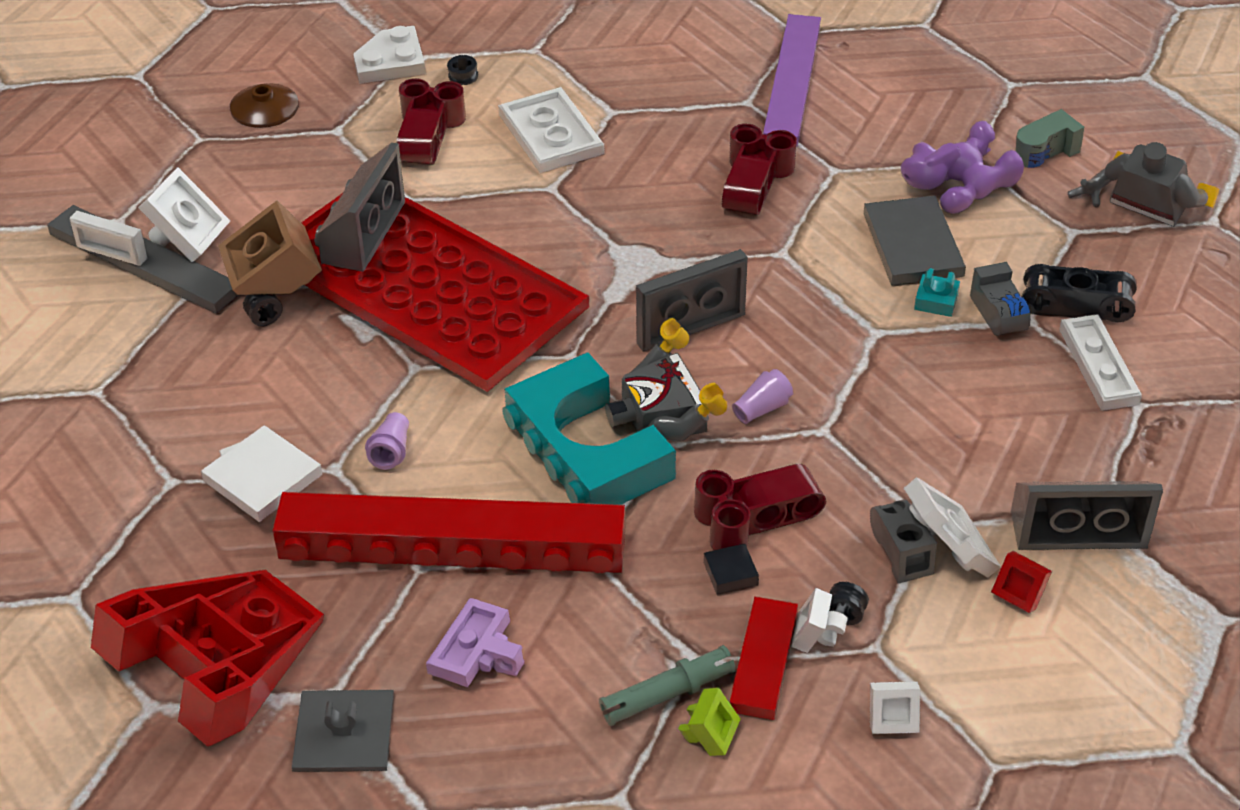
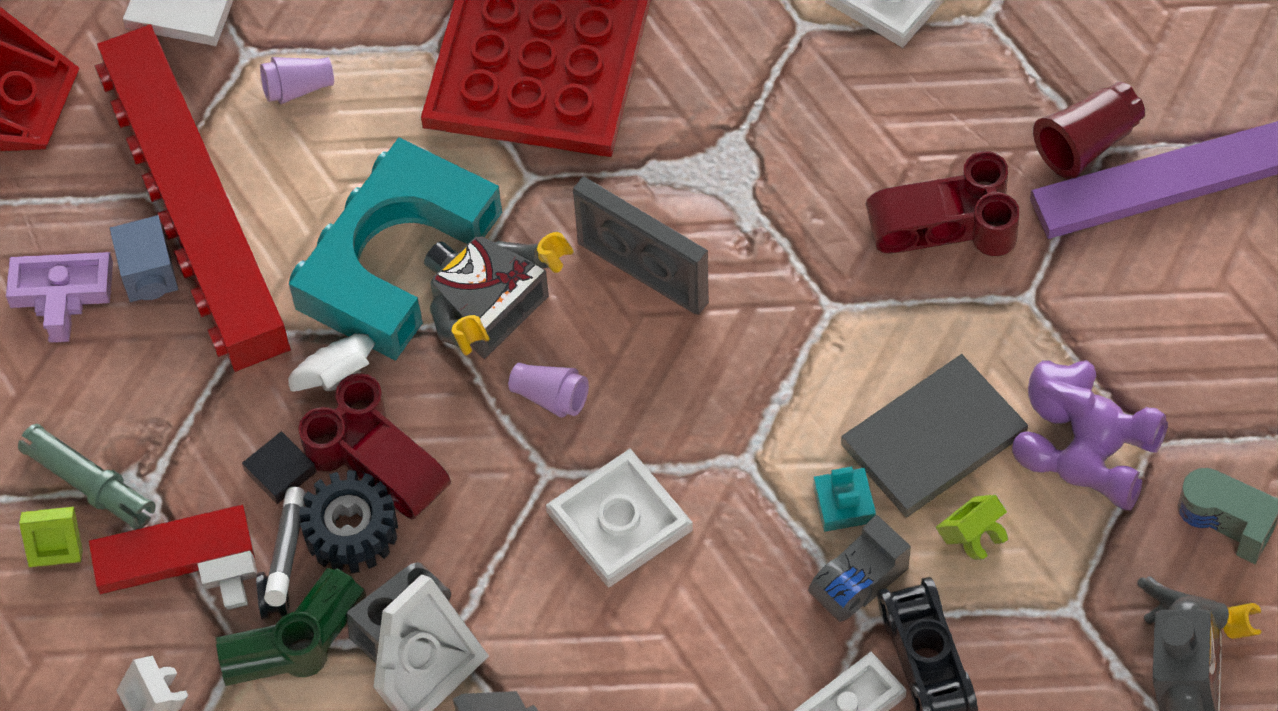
camera: 65 degrees right, 15 degrees up
(492, 577) = (144, 259): none -> sand blue brick
(669, 499) = (332, 363): none -> white animal
(740, 94) = (1087, 128): none -> dark red plant
(807, 558) = (349, 544): none -> black bush
(818, 573) = (284, 547): none -> bar
(886, 404) = (619, 517): none -> white tile
(898, 599) = (266, 649): none -> dark green piece
(994, 240) = (971, 521): none -> lime tile

